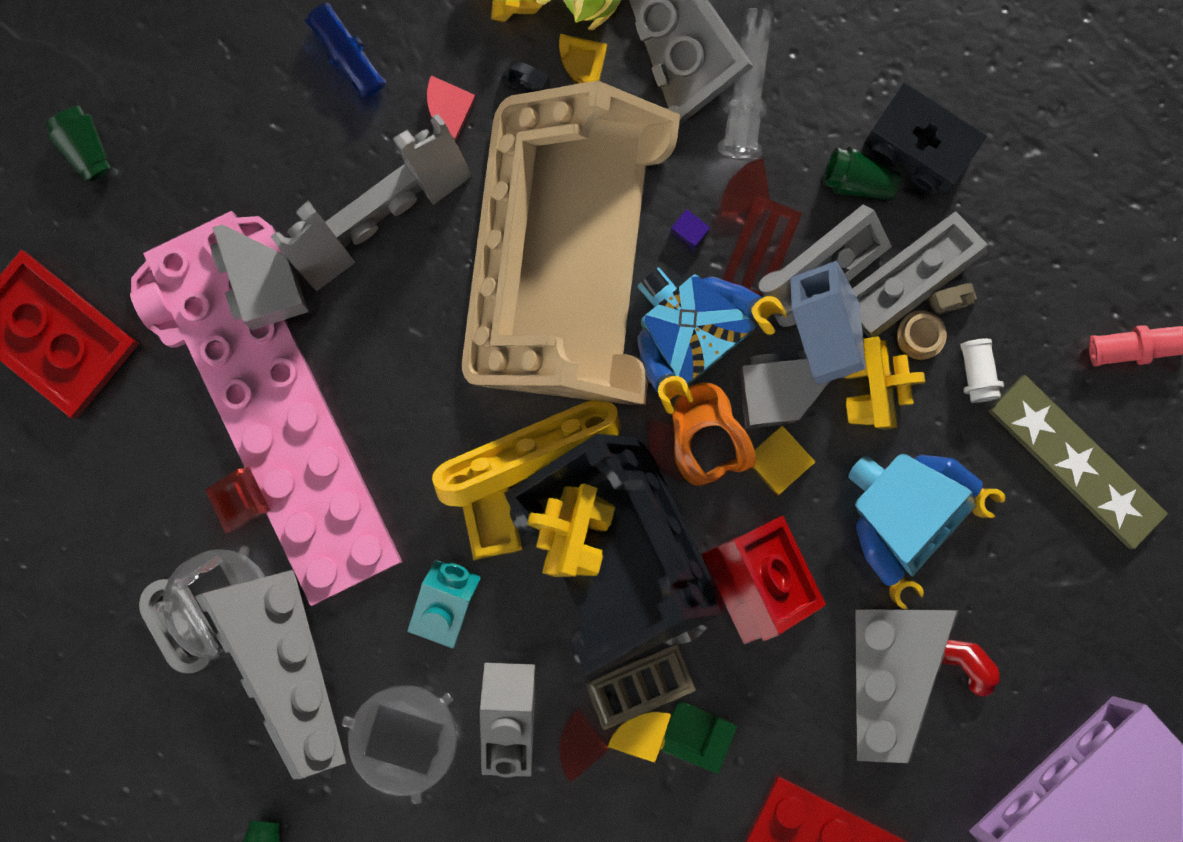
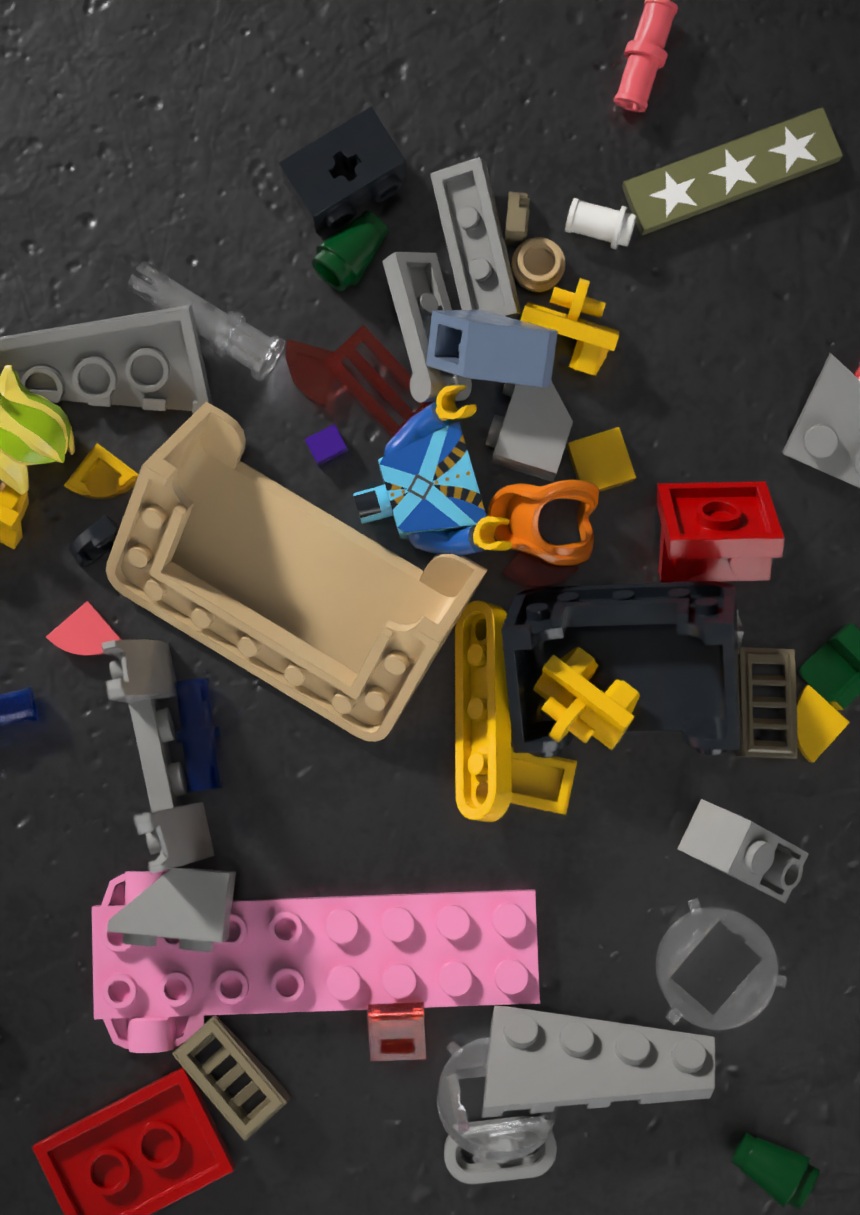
camera: 65 degrees left, 0 degrees up
(128, 375) = (216, 1090): none -> dark tan slope
(406, 232) = (198, 734): none -> clear blue pin
(443, 603) = (596, 864): teal bracket -> none
(579, 746) = (800, 790): clear red tile -> none
(912, 512) = (713, 353): medium azure torso -> none

